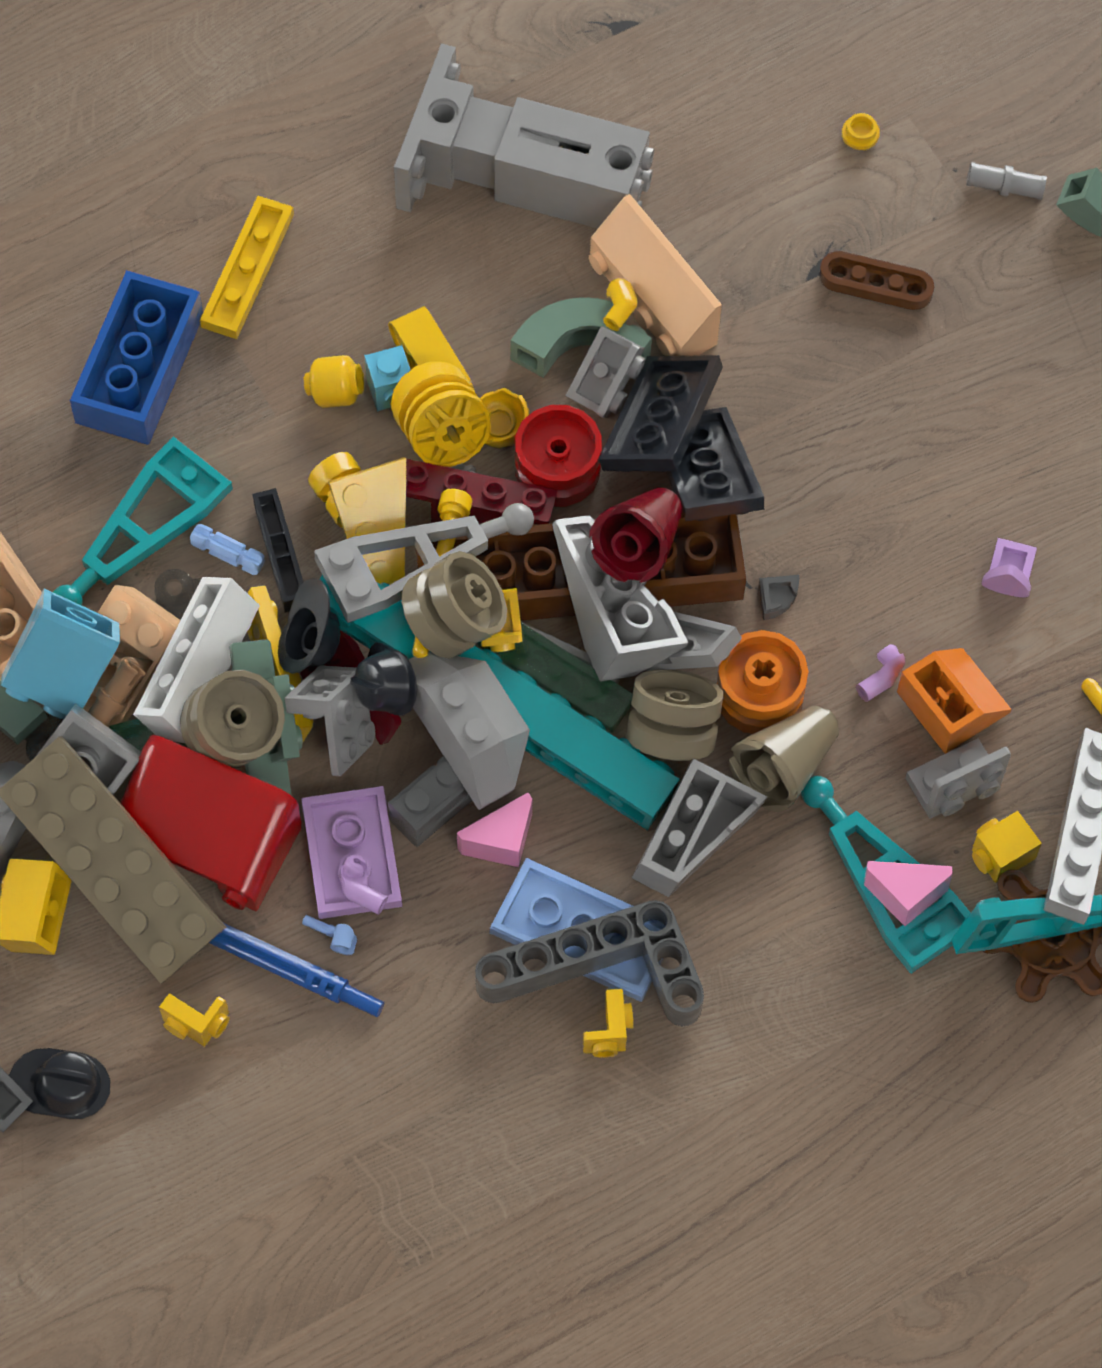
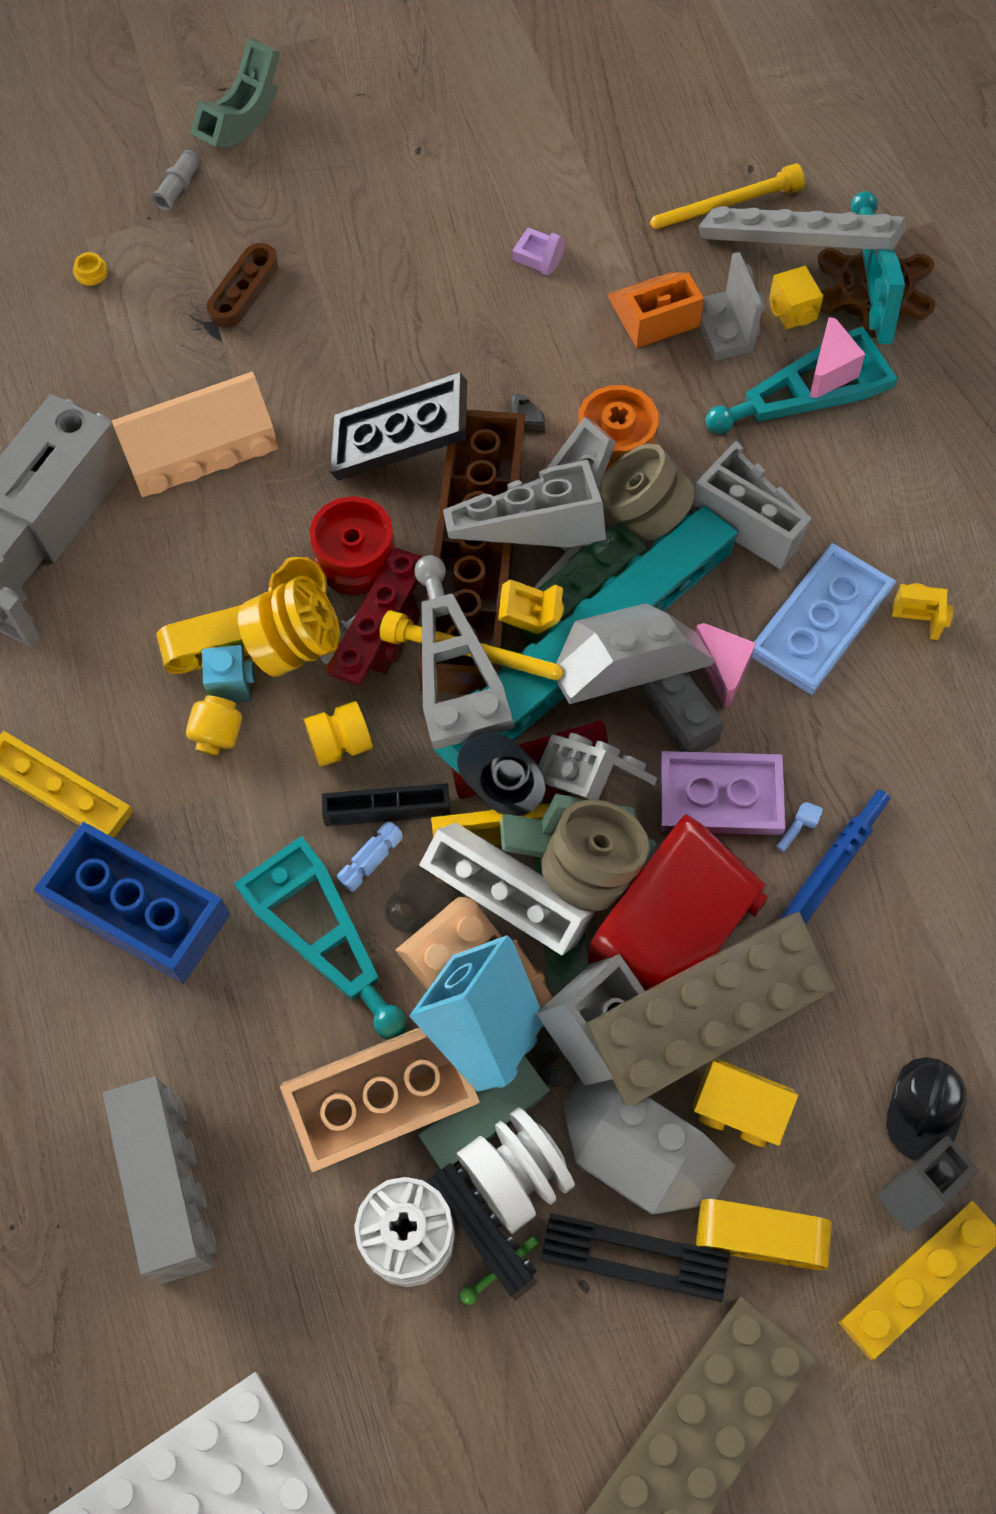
camera: 75 degrees left, 0 degrees up
(185, 1021) = (889, 951): yellow bracket -> none
(356, 885) = (768, 788): lavender arm -> none
(373, 504) = (378, 702): yellow wing -> none
(385, 681) = (578, 706): black piece -> none
(454, 605) = (527, 622): dark tan wheel -> none
(563, 327) = (215, 504): sand green arch -> none
(600, 955) = (855, 566): dark grey beam -> none
(606, 372) = (279, 490): light grey bracket -> none
(623, 301) = (213, 457): yellow arm -> none
(636, 535) = (484, 463): dark red cone -> none
(661, 413) = (338, 451): black plate -> none
(784, 756) = (694, 428): dark tan cone -> none
(885, 677) = (616, 343): lavender arm -> none

